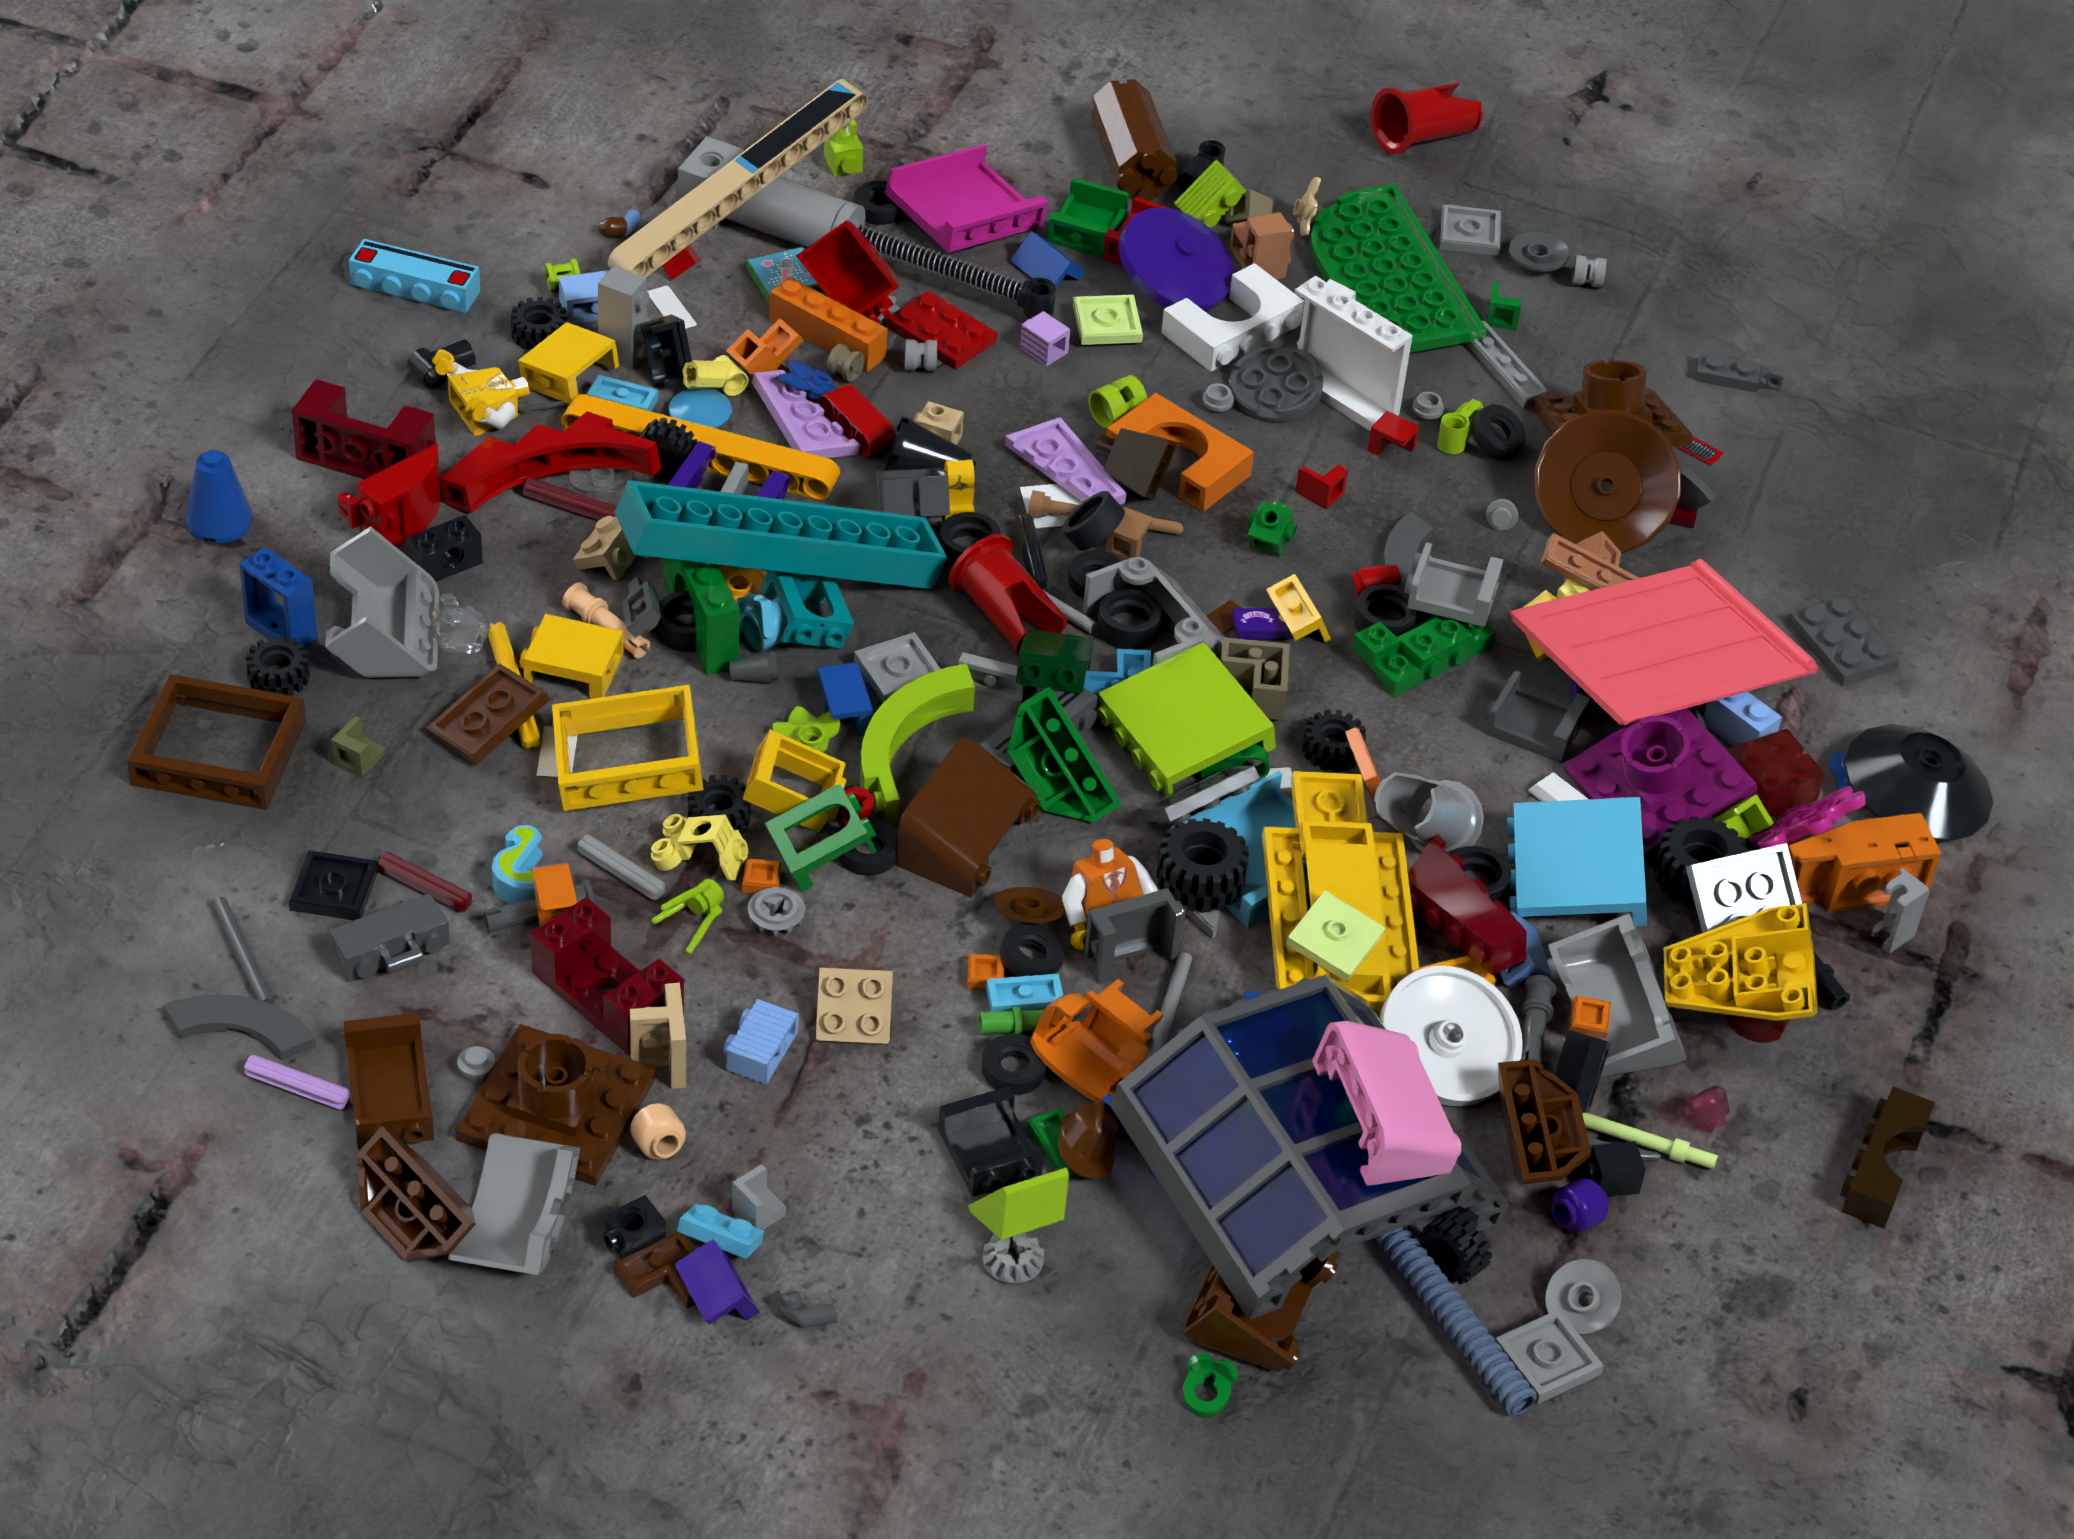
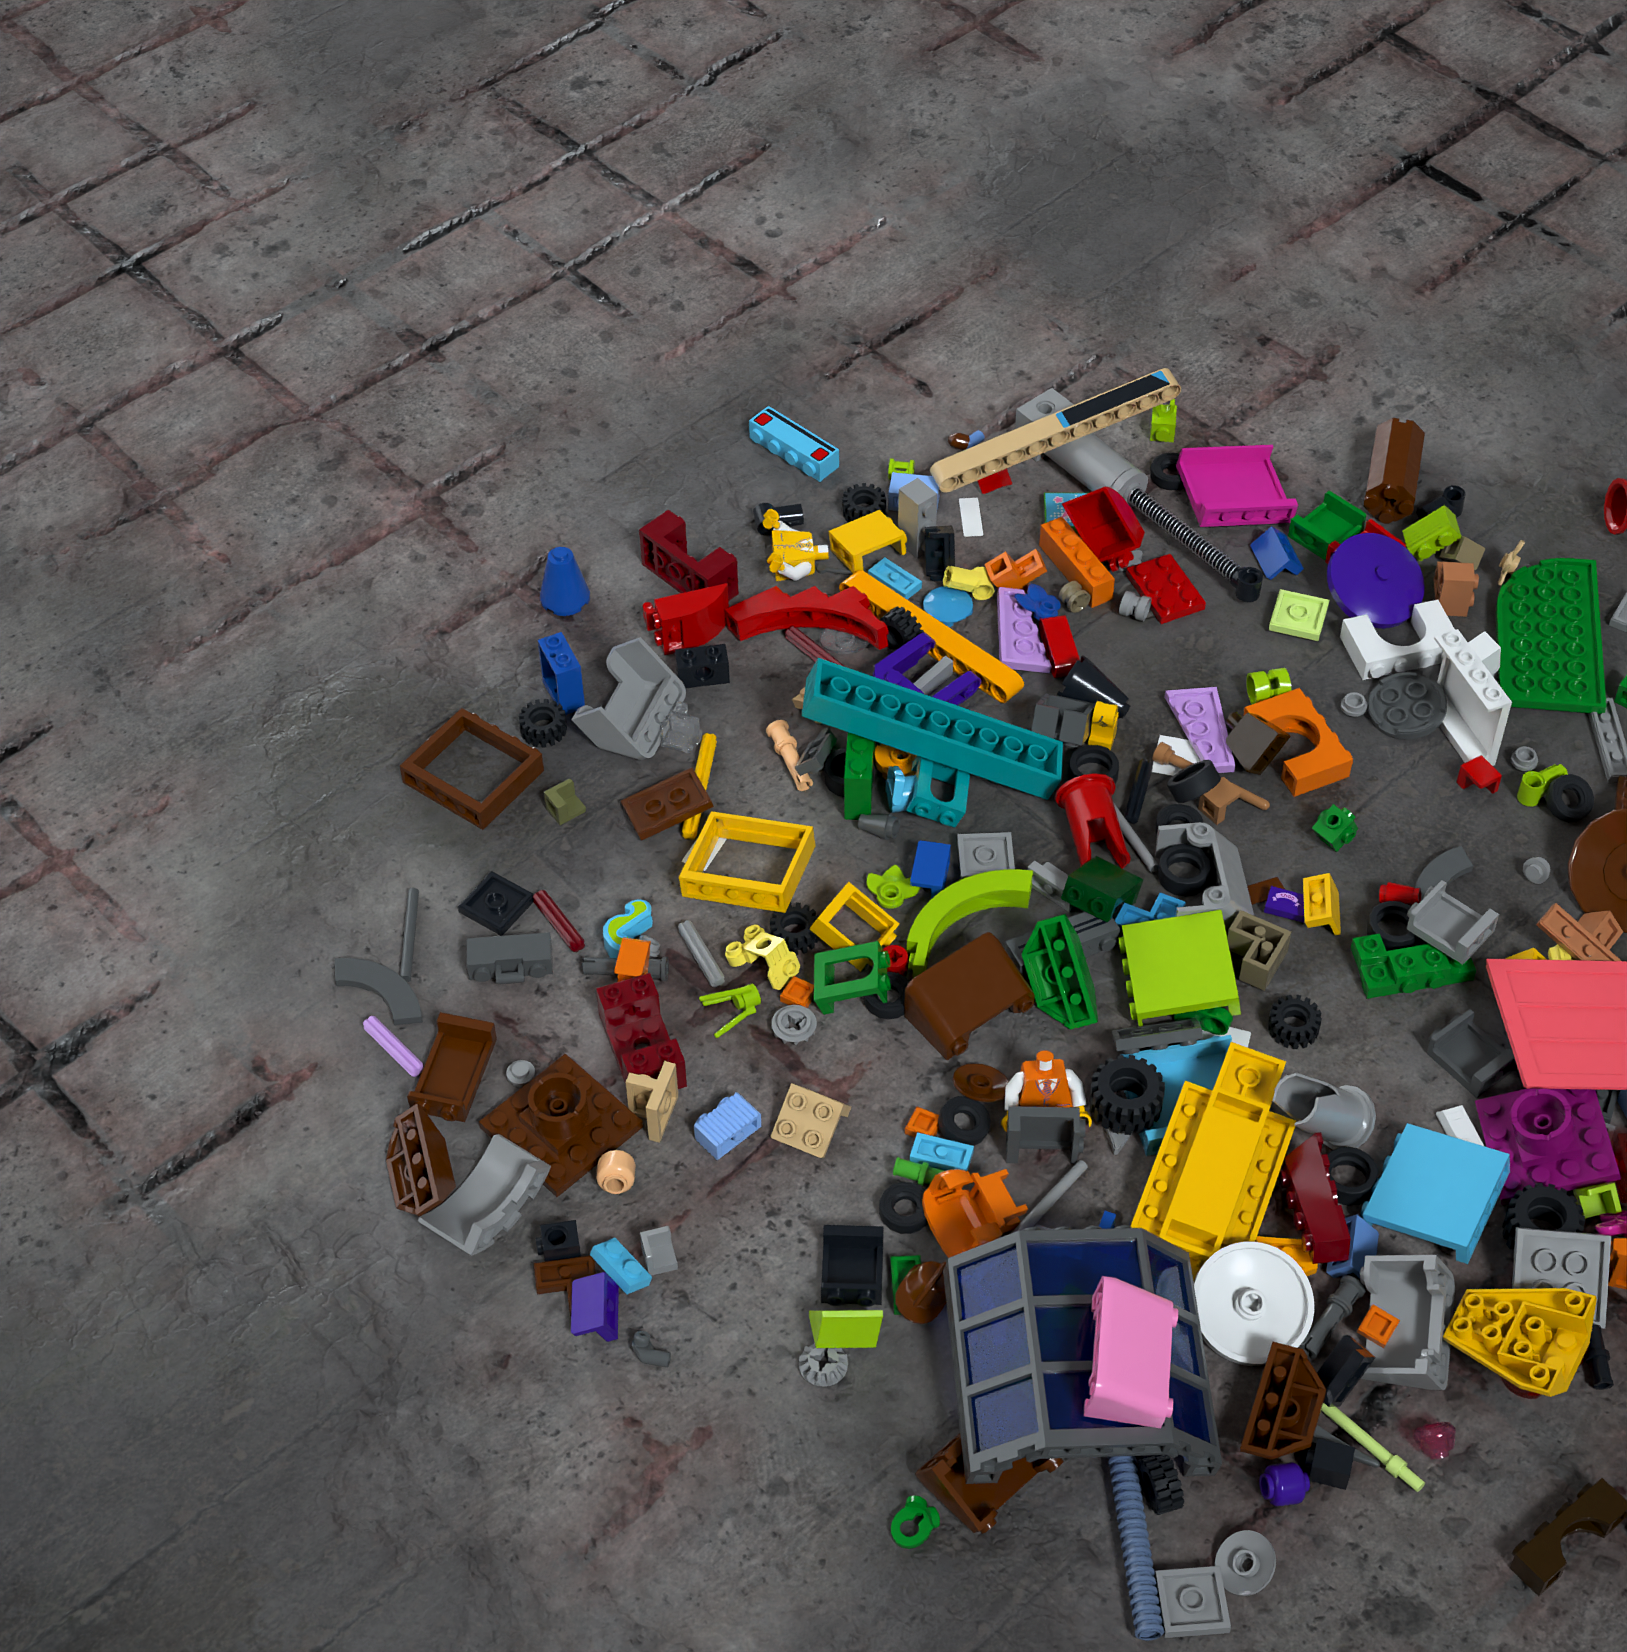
camera: 30 degrees right, 5 degrees up
(574, 652) = (752, 775): yellow panel -> none
(942, 421) = (1118, 668): tan brick -> none
(1045, 338) = (1239, 618): lavender brick -> none
(1322, 489) = (1398, 803): red panel -> none
(1335, 936) = (1192, 1191): yellowish green plate -> none
(1364, 761) = (1302, 1053): orange tile -> none

